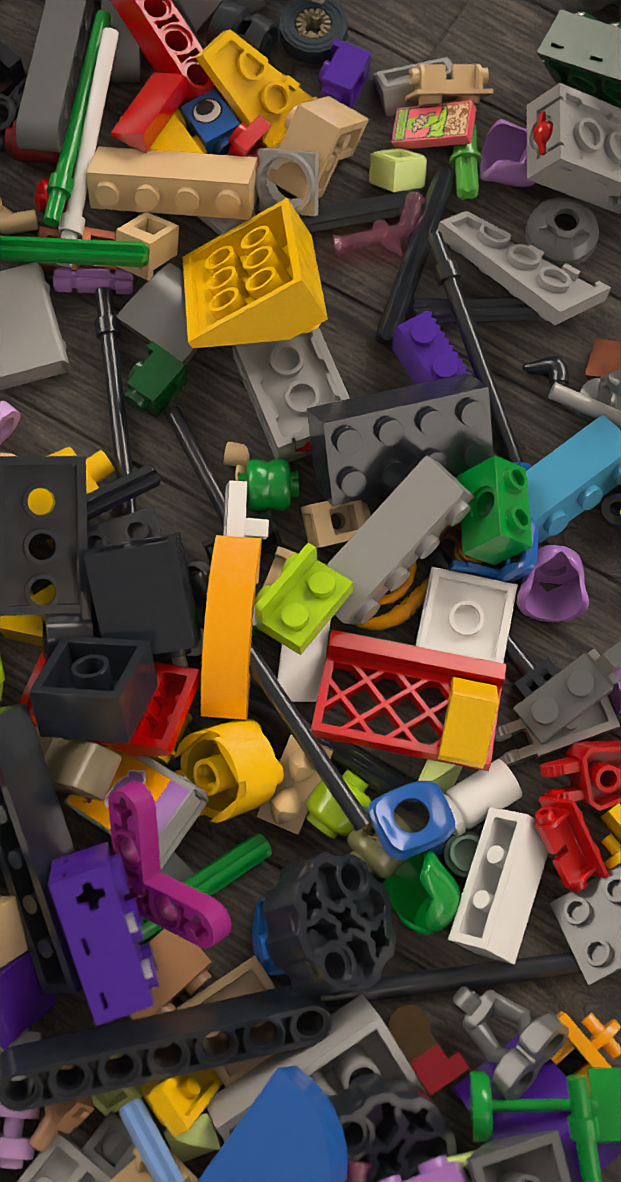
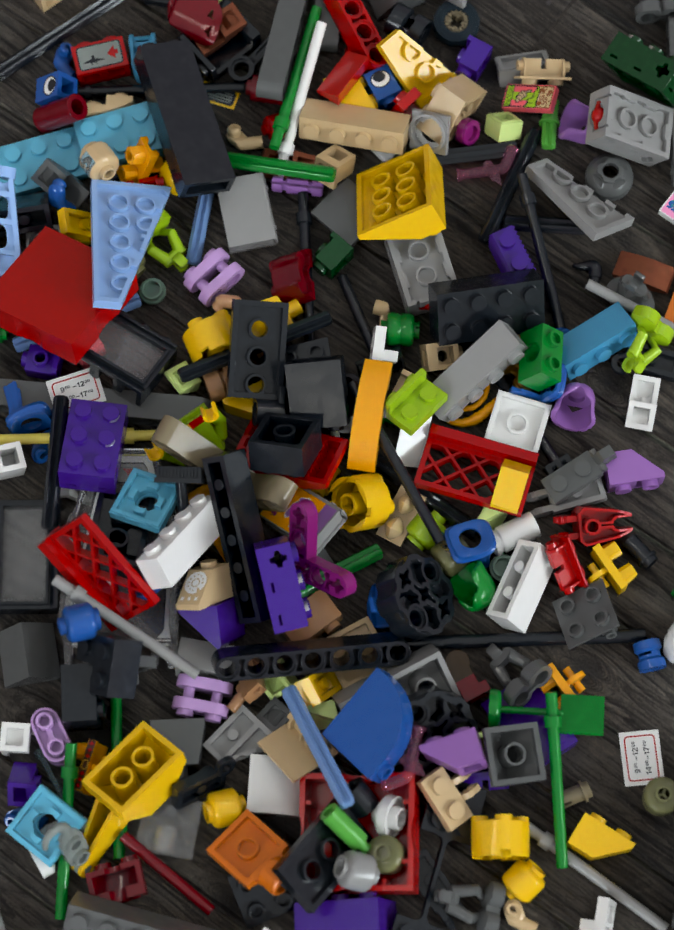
camera: 10 degrees right, 0 degrees up
(93, 417) = (292, 277): none -> dark red cylinder
(345, 180) = (467, 131): none -> magenta tile

